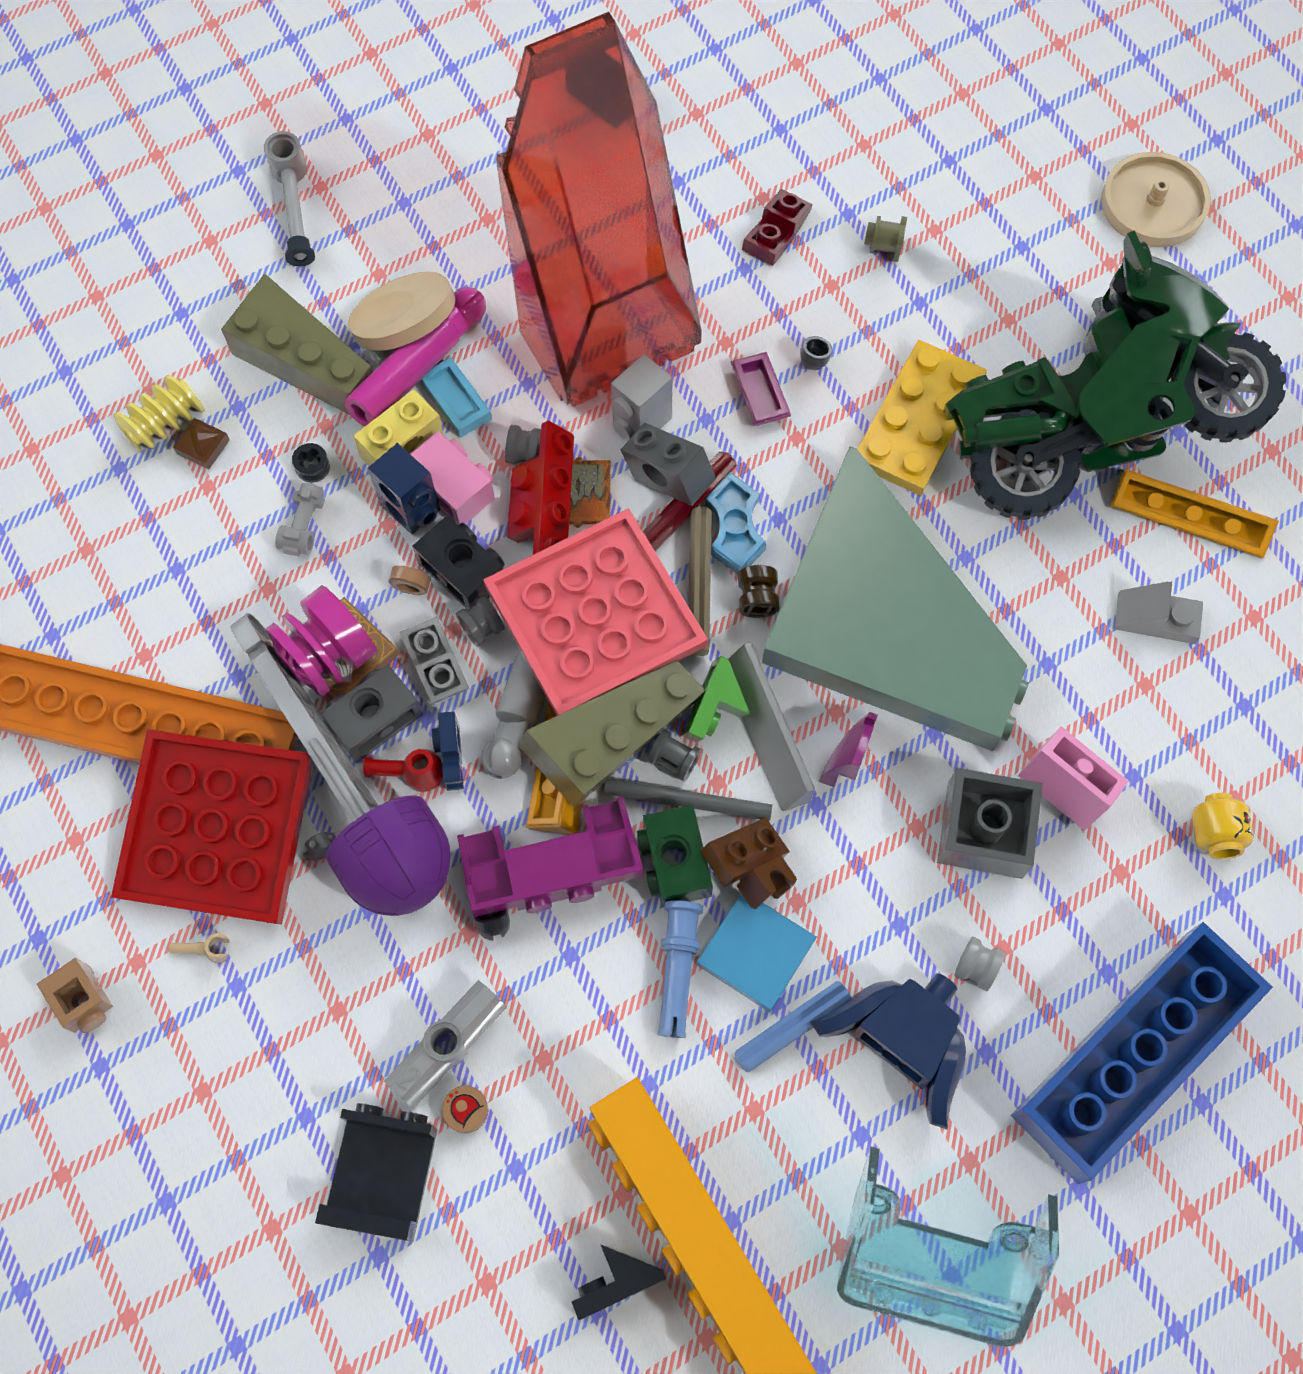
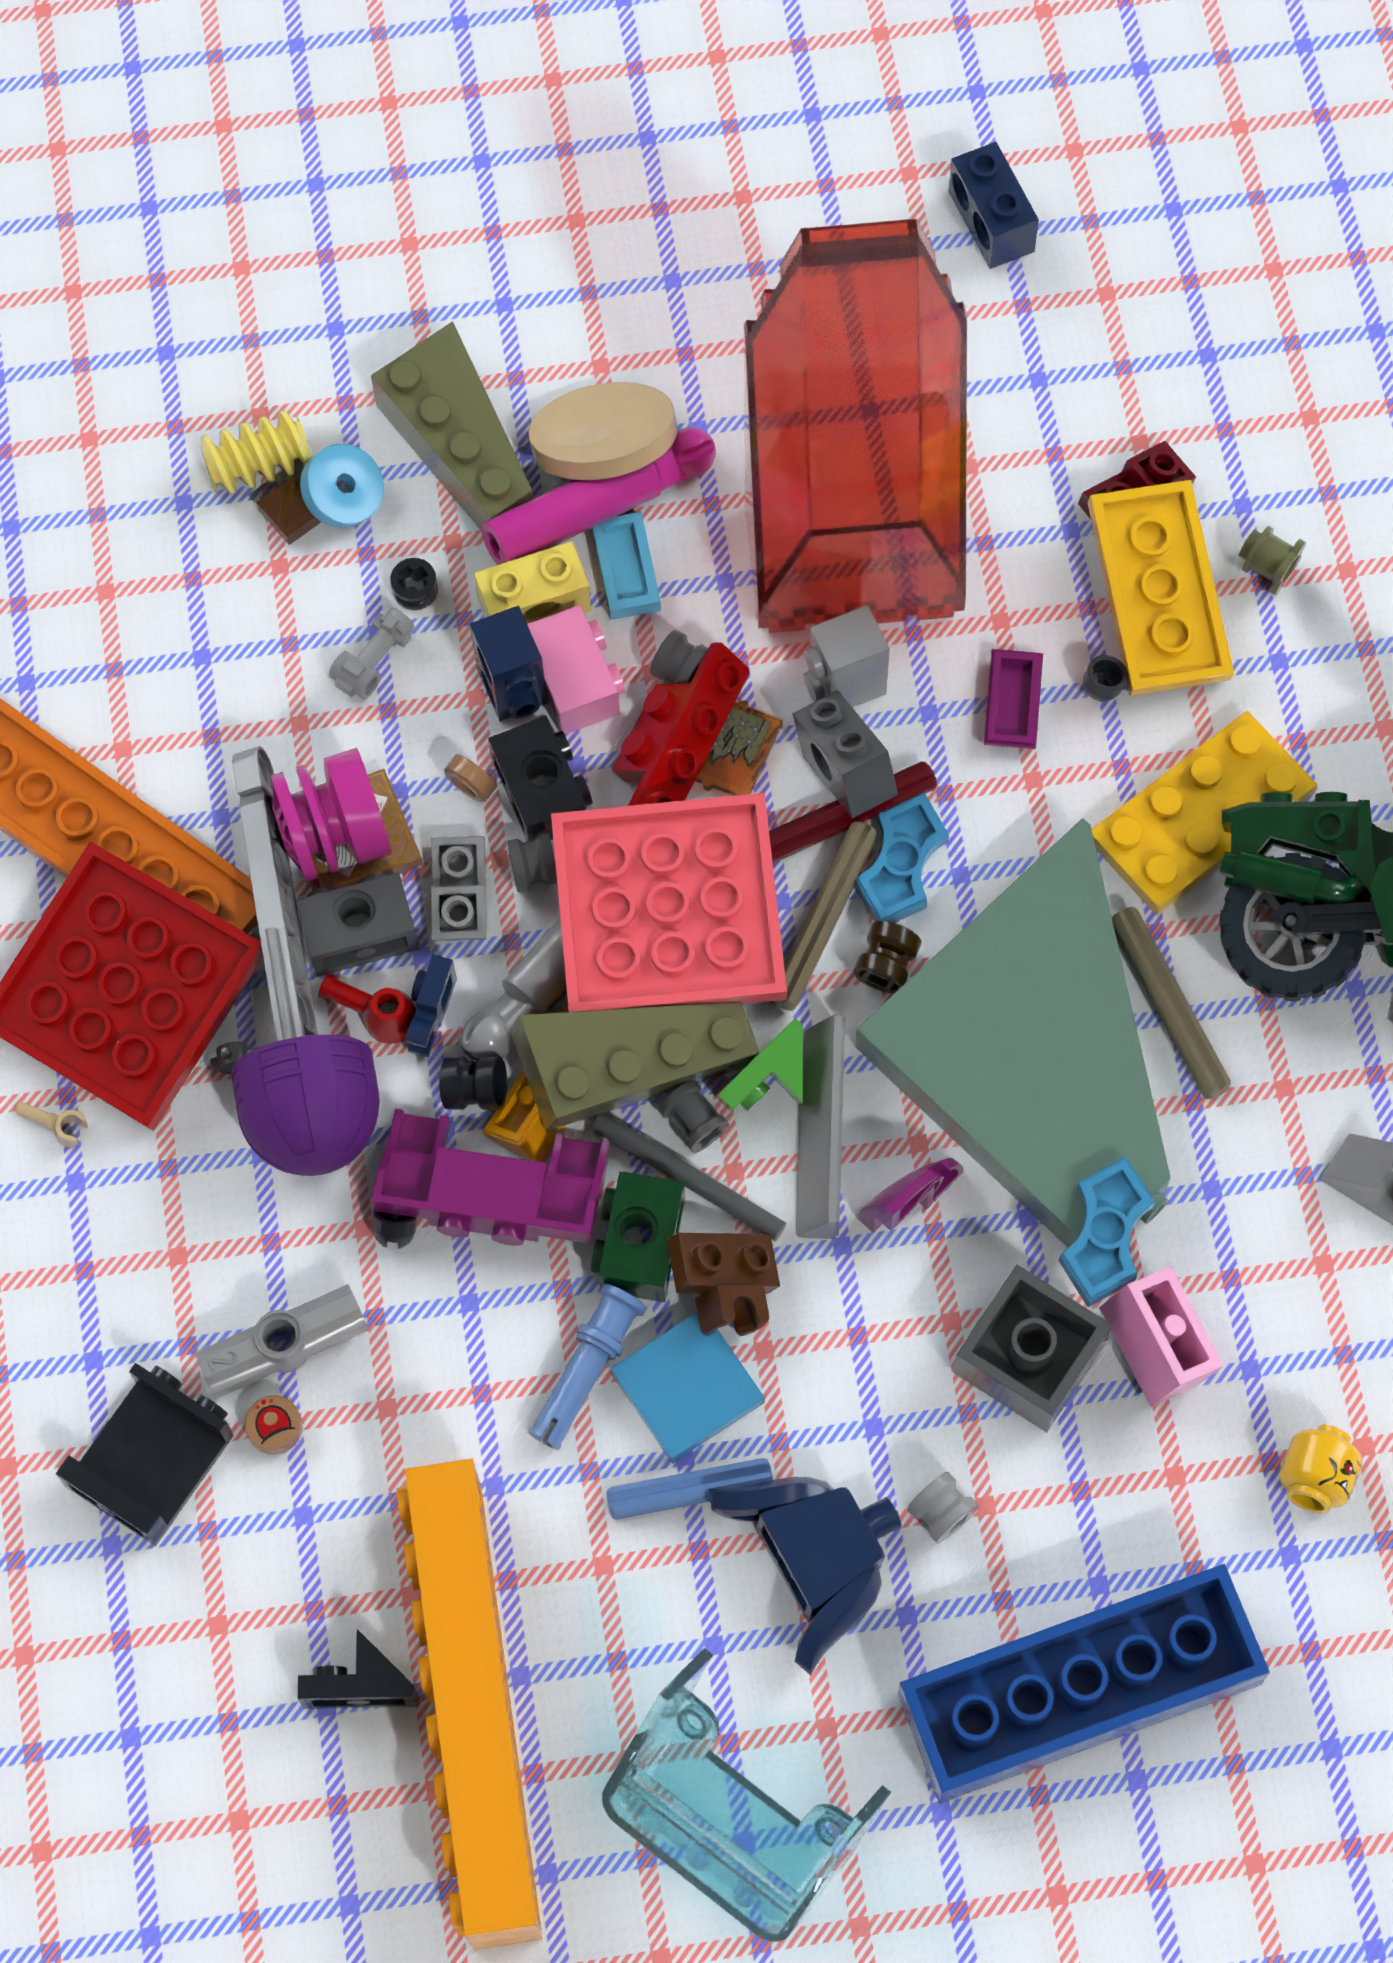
camera: 25 degrees right, 0 degrees up
(240, 401) = (324, 497): none -> medium azure piece
(289, 167) = (541, 189): light grey piece -> none
(506, 794) = (473, 1083): none -> black wheel
(825, 280) = (1160, 587): none -> yellow plate
(965, 551) = (1170, 1003): none -> dark tan axle
(1009, 737) = (1101, 1257): none -> dark azure tile

